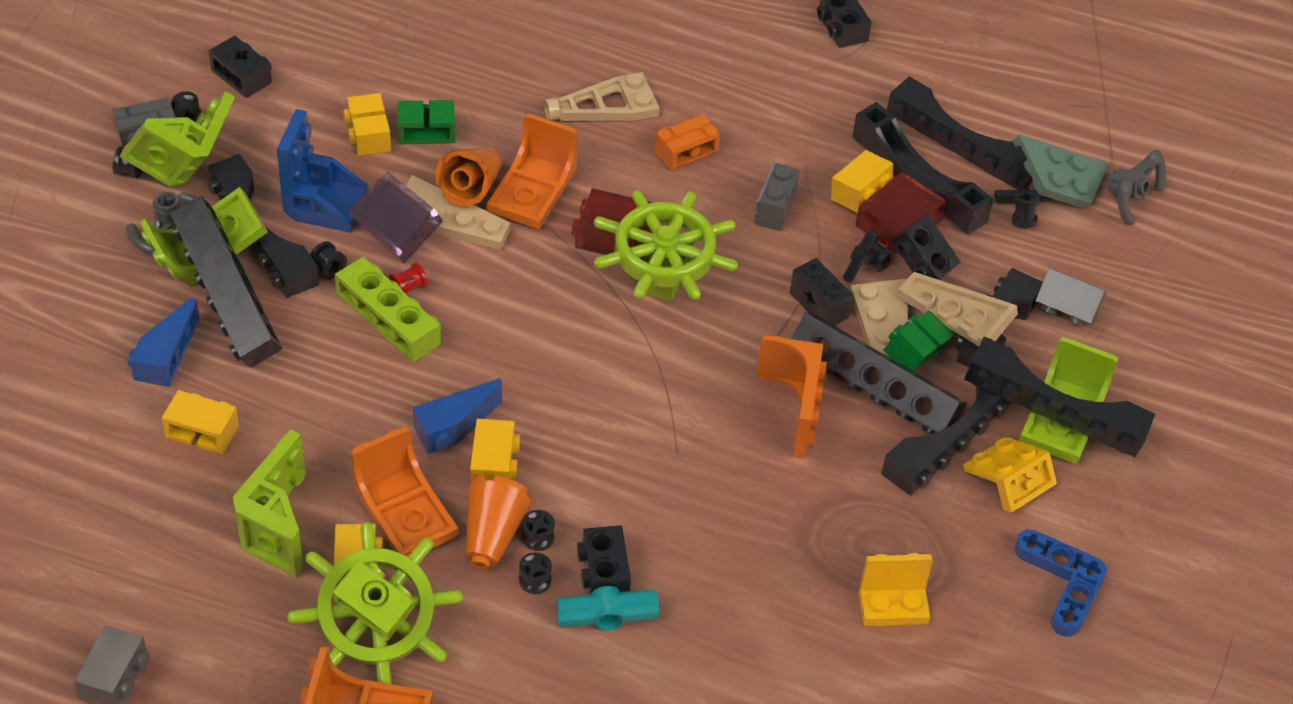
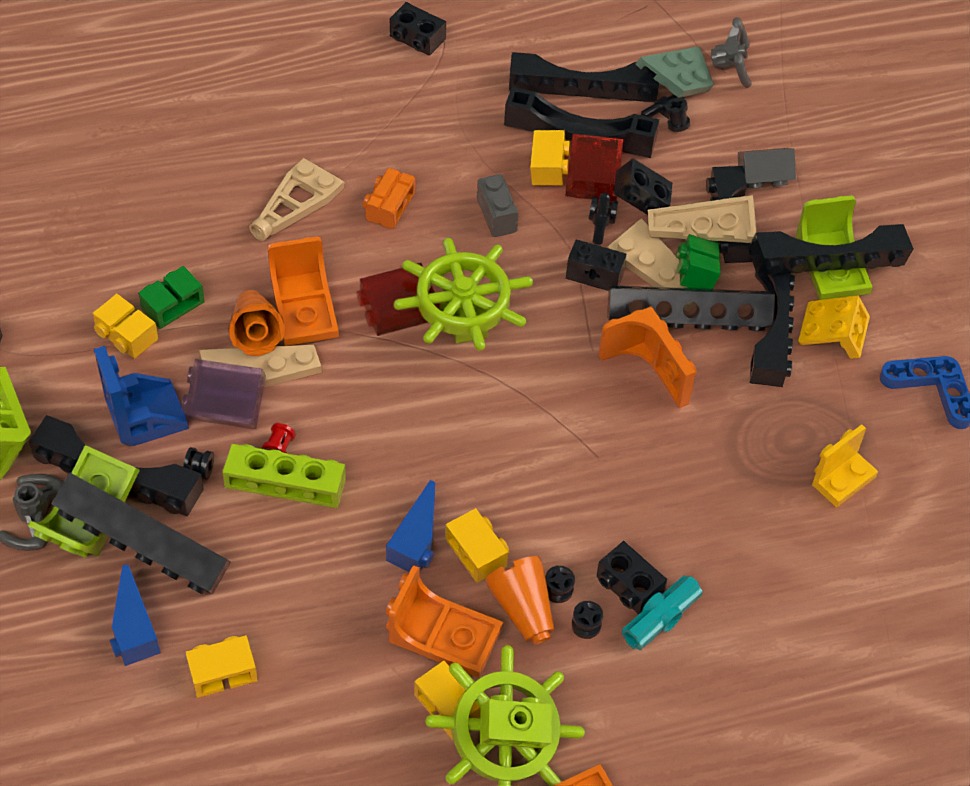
camera: 35 degrees left, 5 degrees up
(263, 509) = (370, 722): lime bracket -> none

